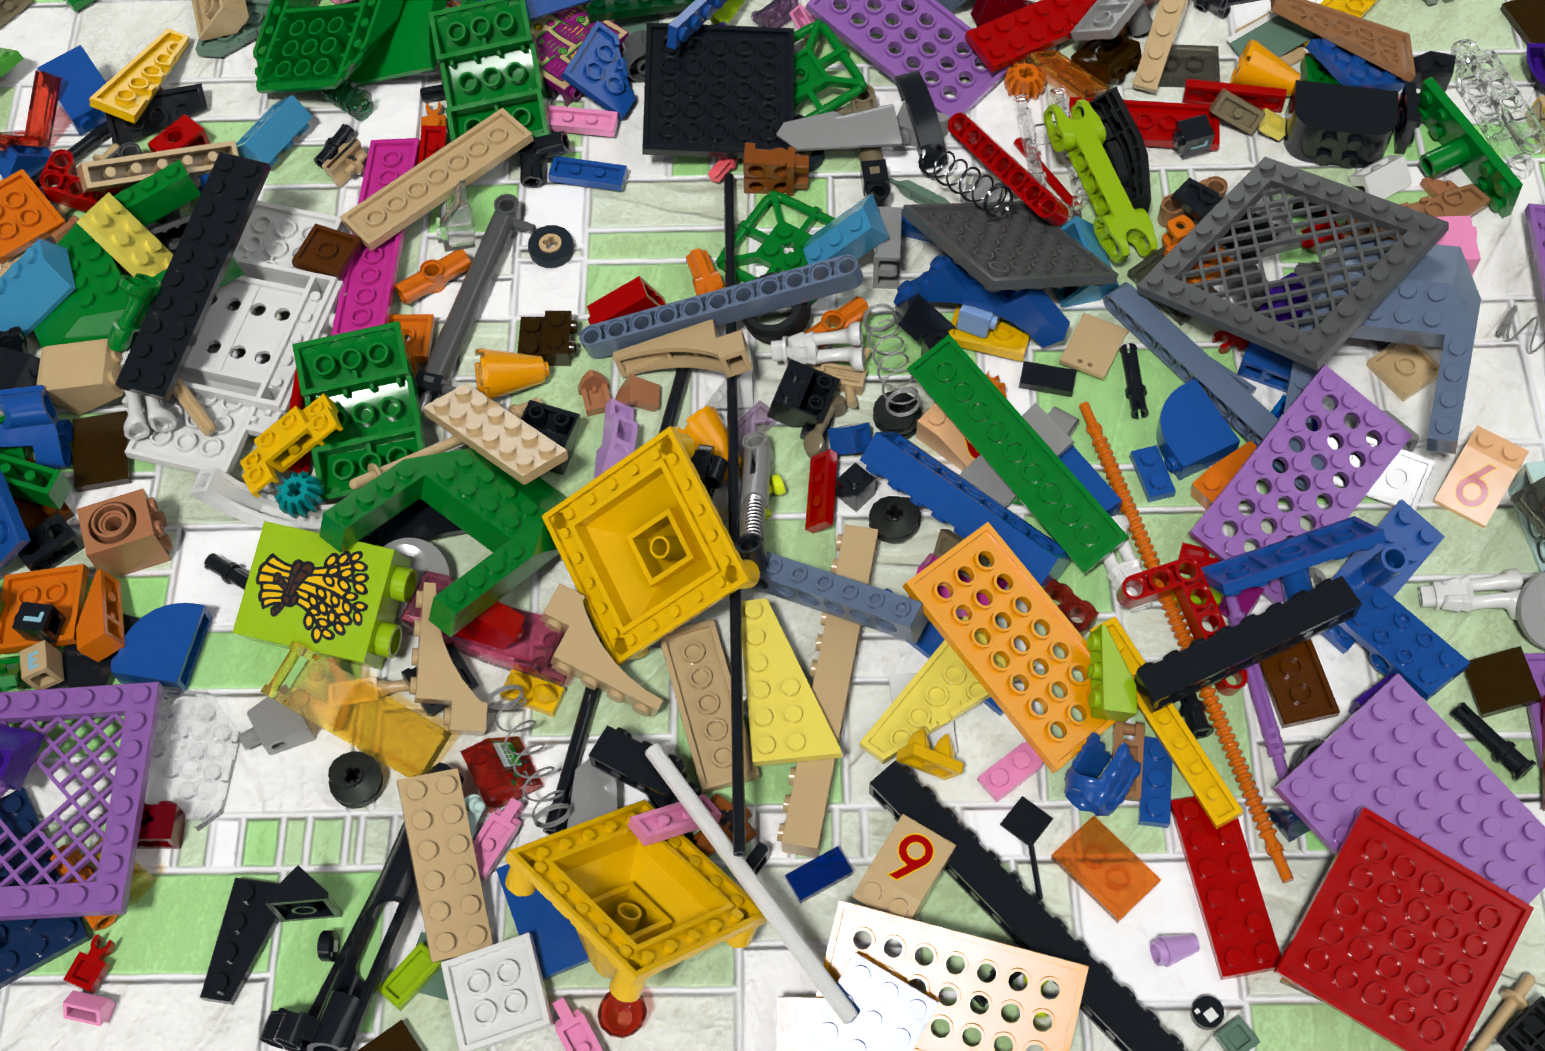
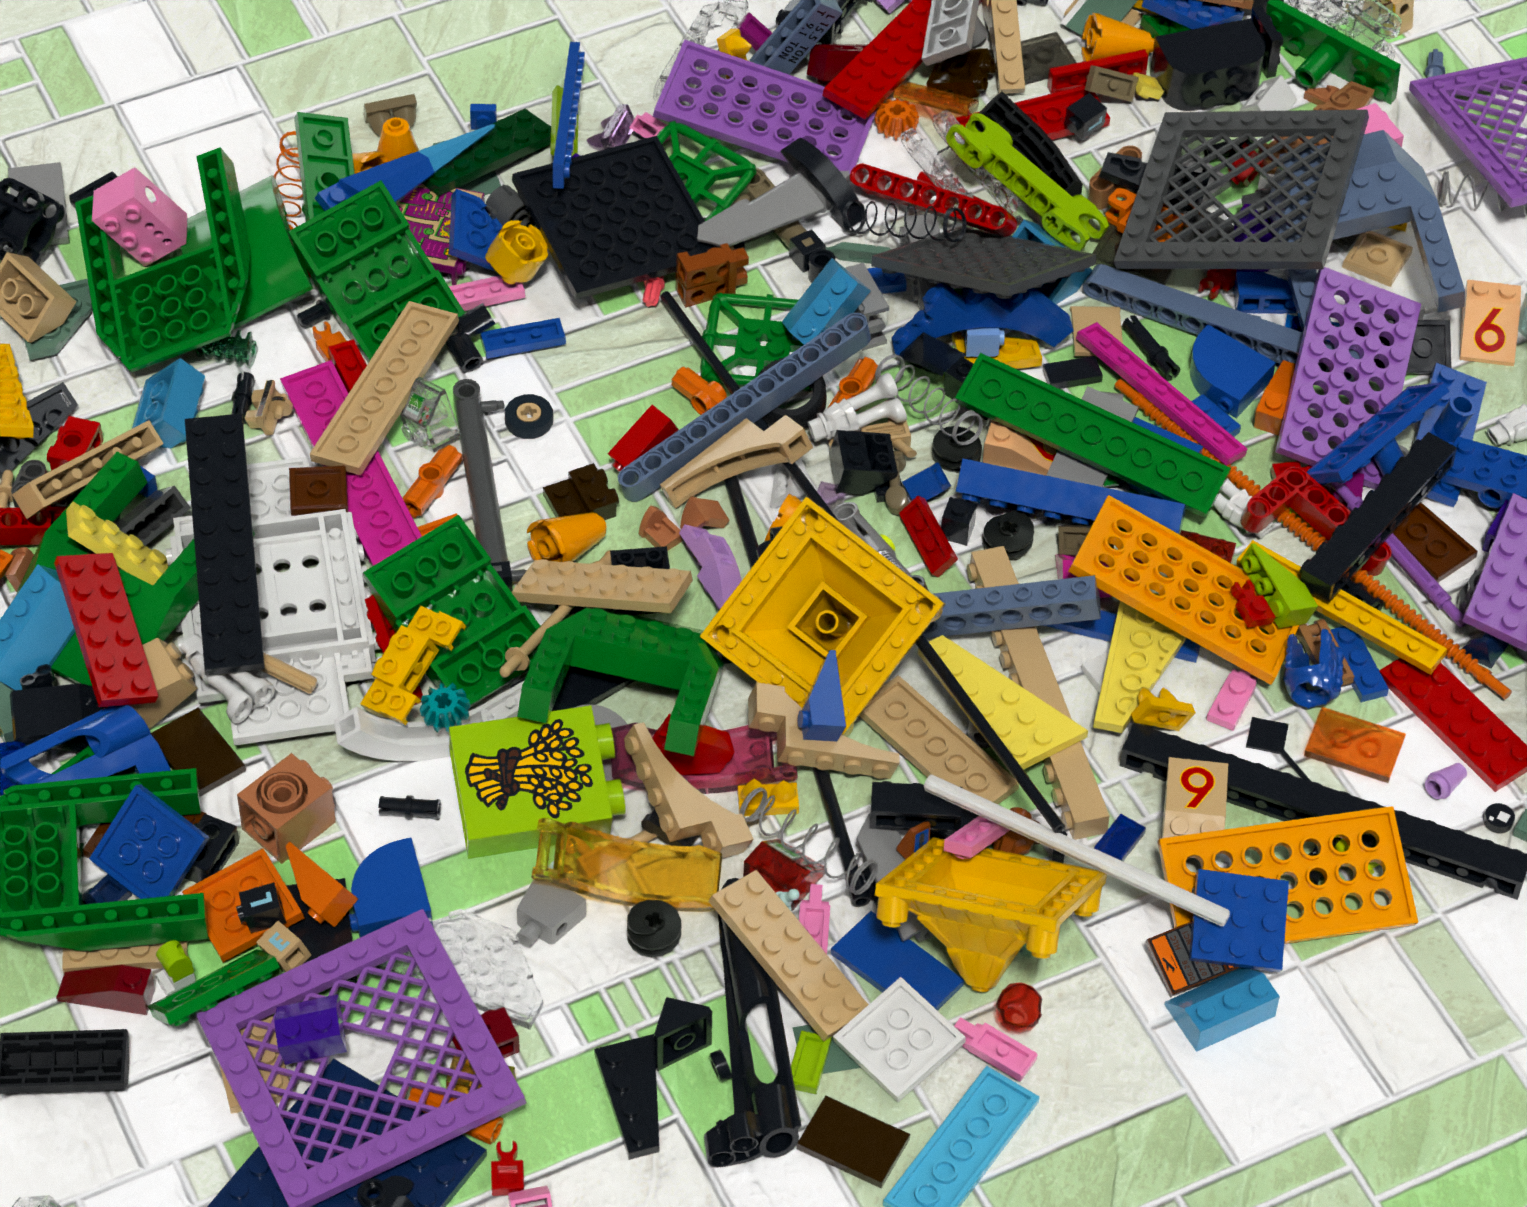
camera: 30 degrees left, 10 degrees down
(59, 317) = (106, 629): none -> red plate
(141, 294) = (179, 620): green piece -> none
(603, 630) = (823, 710): none -> blue slope
(617, 94) = (517, 252): none -> yellow brick
(619, 798) = (914, 839): none -> dark orange slope
(1072, 688) = (1252, 608): none -> red plate
(1115, 433) = (1162, 394): none -> dark pink tile

